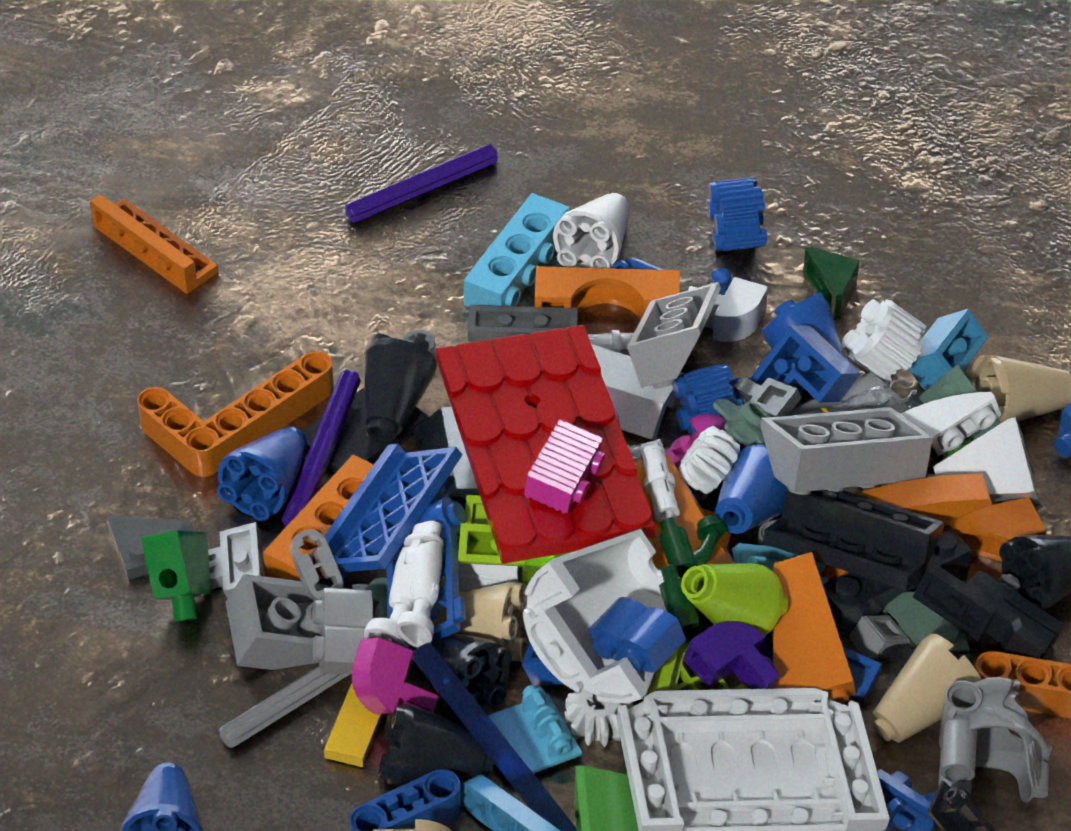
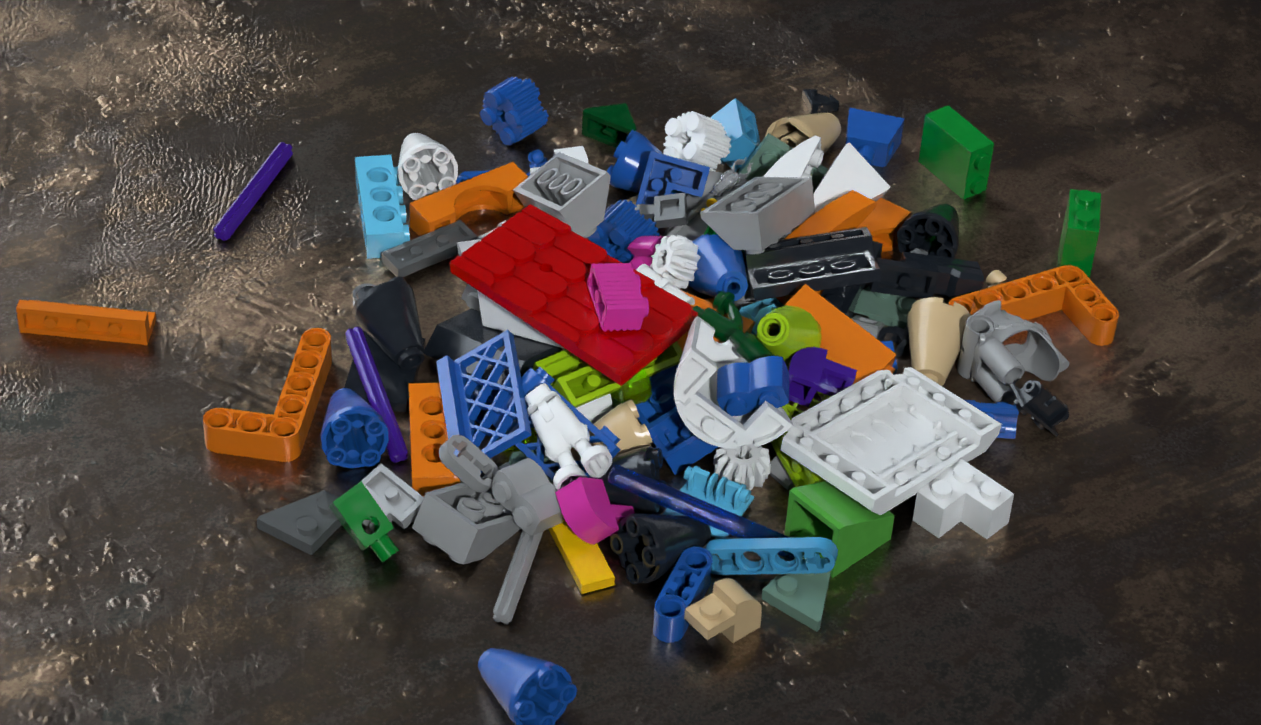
camera: 40 degrees left, 5 degrees down
(742, 421) = (670, 226): sand green plate -> none

